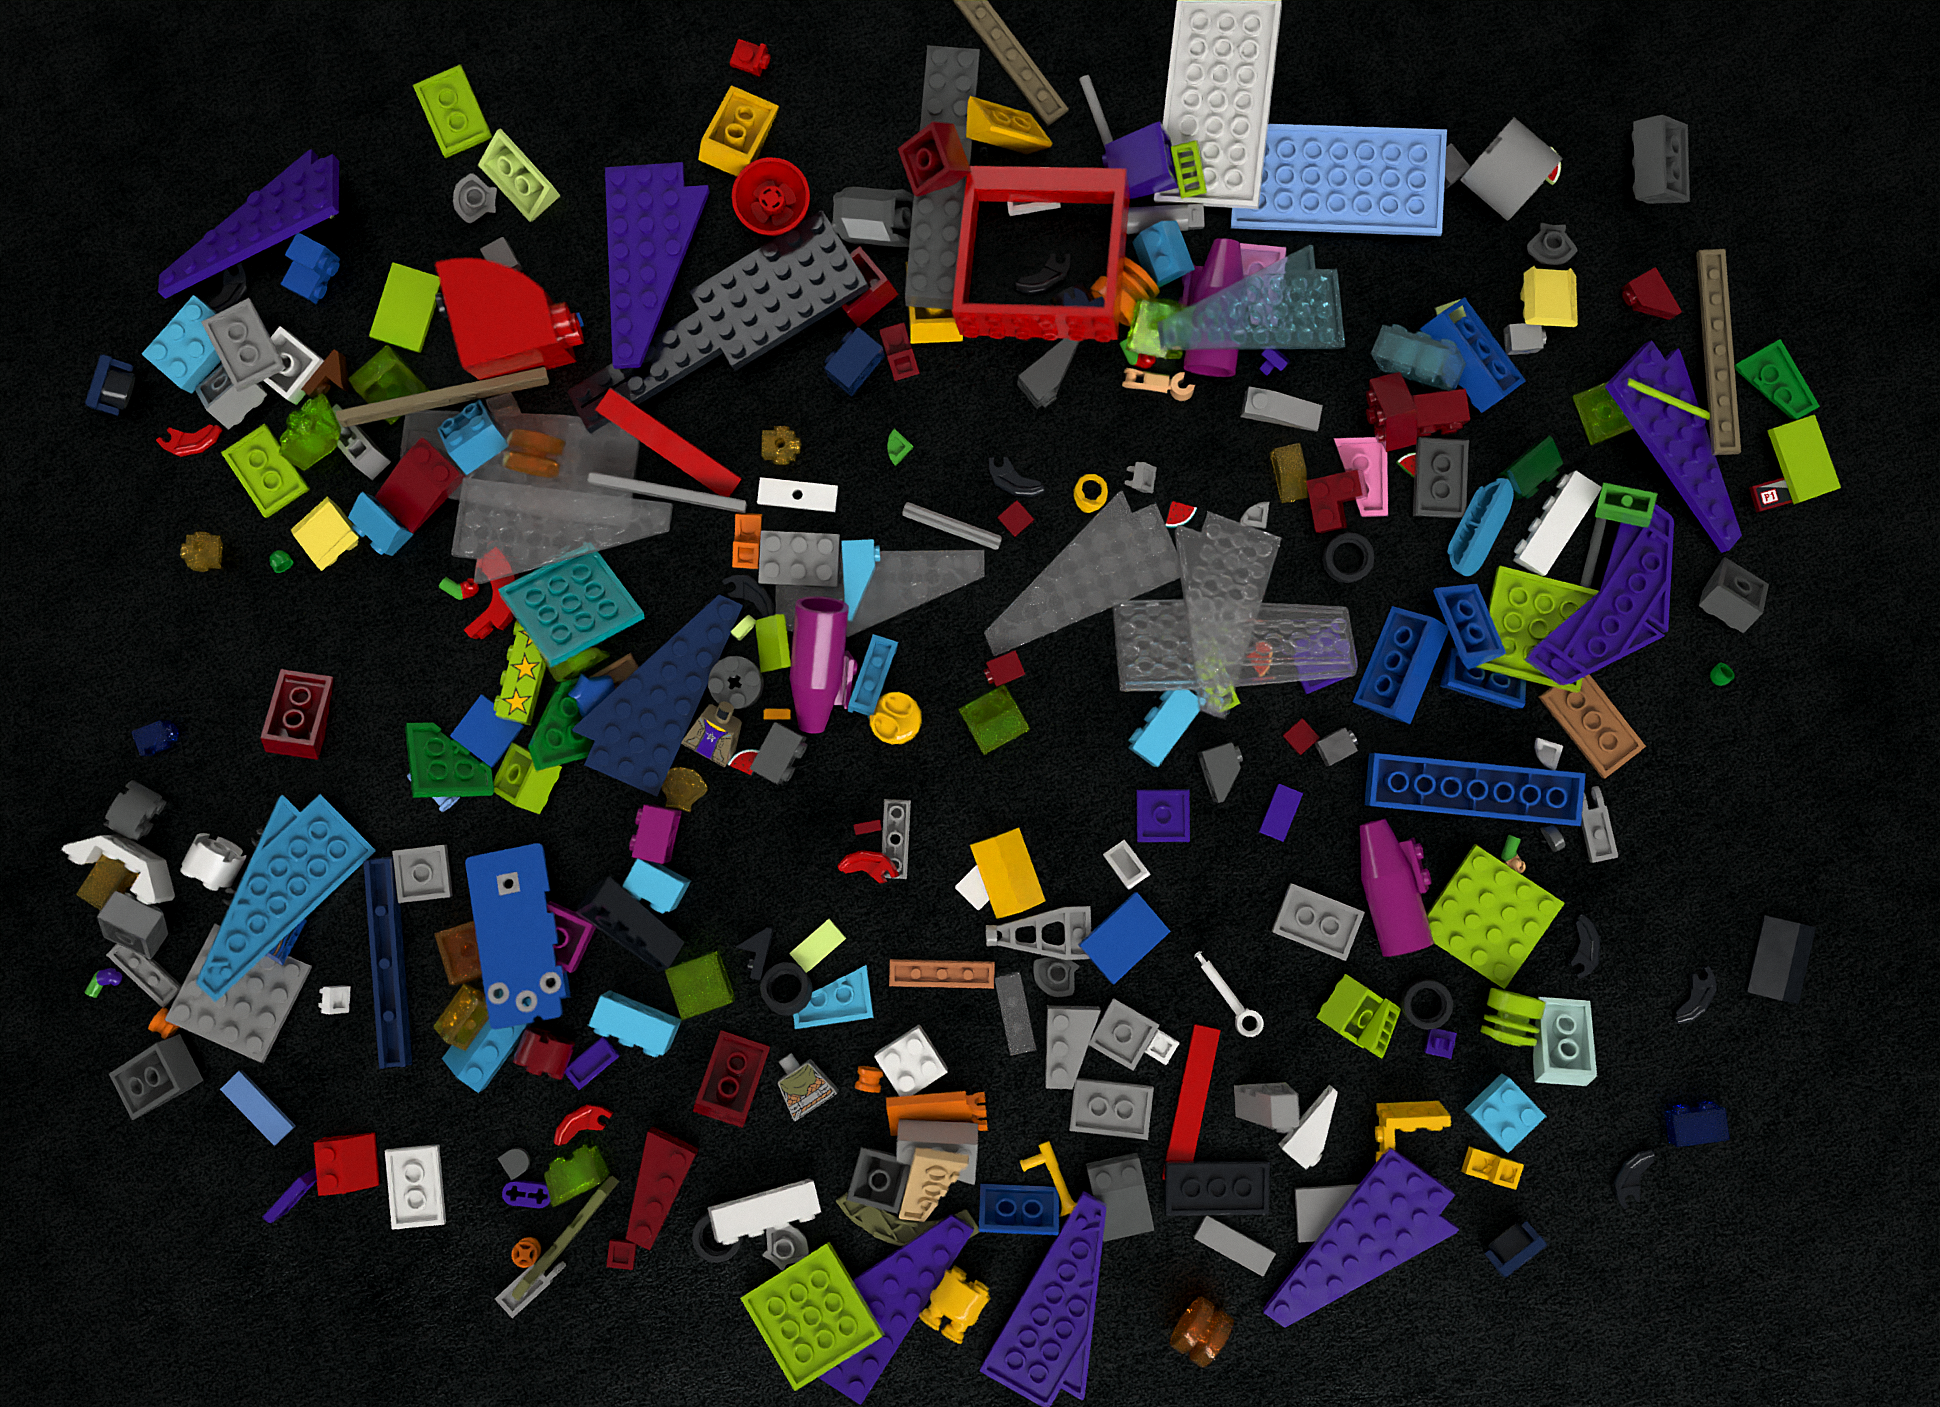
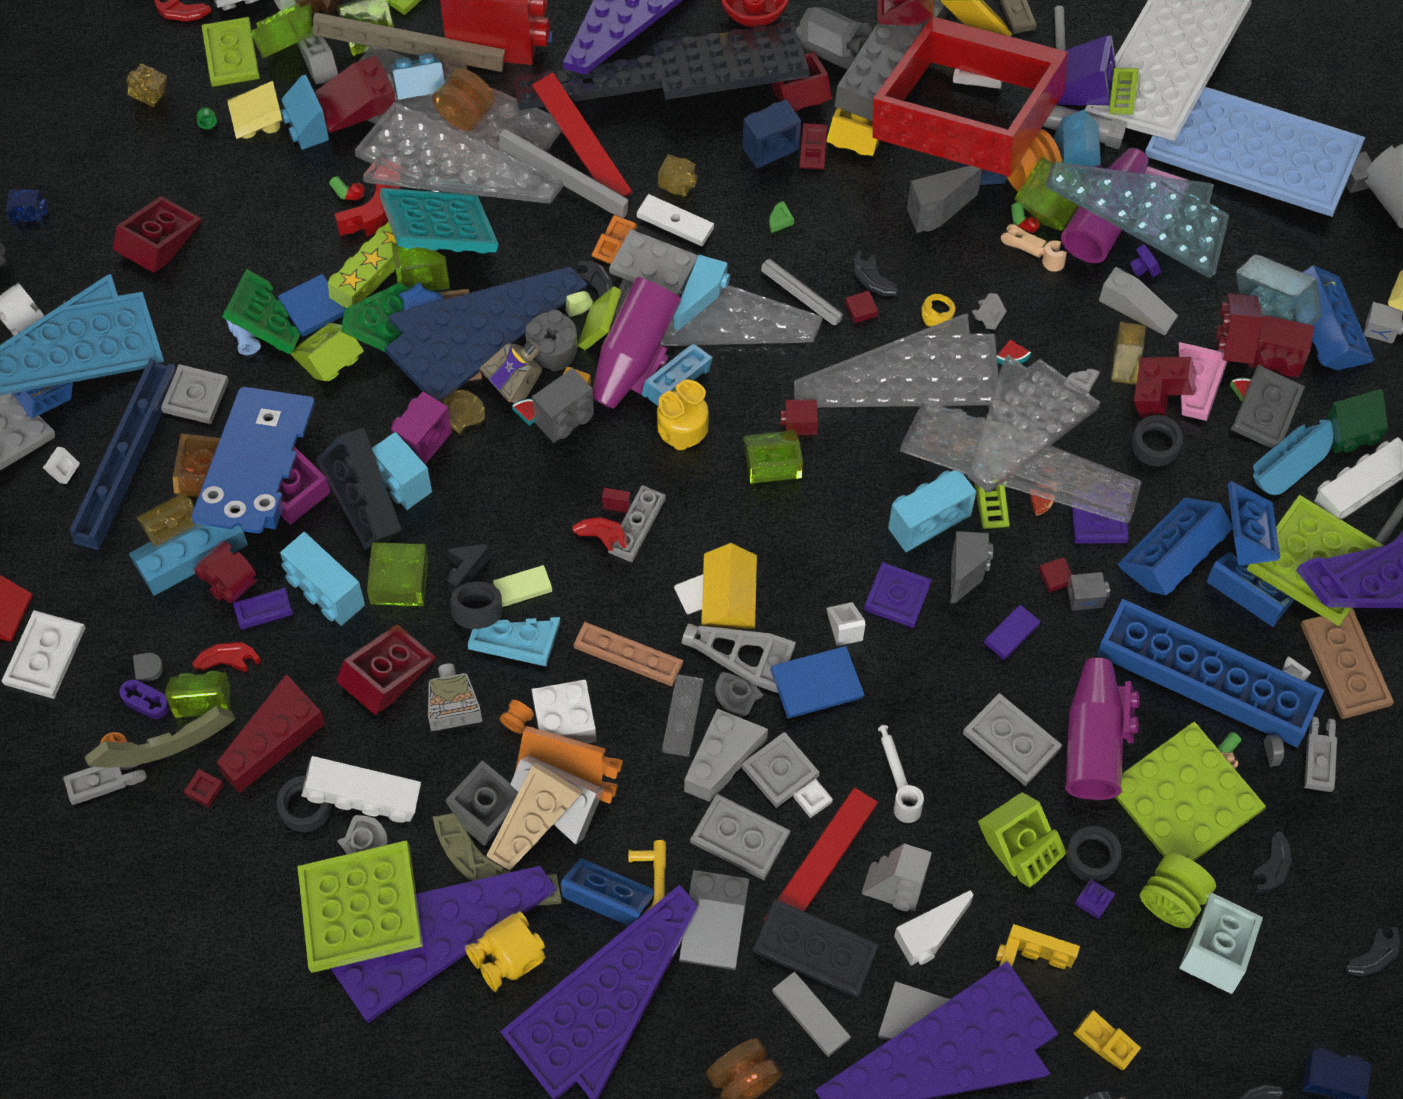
camera: 15 degrees right, 25 degrees down
(1505, 1112) = (1138, 985): medium azure brick -> none

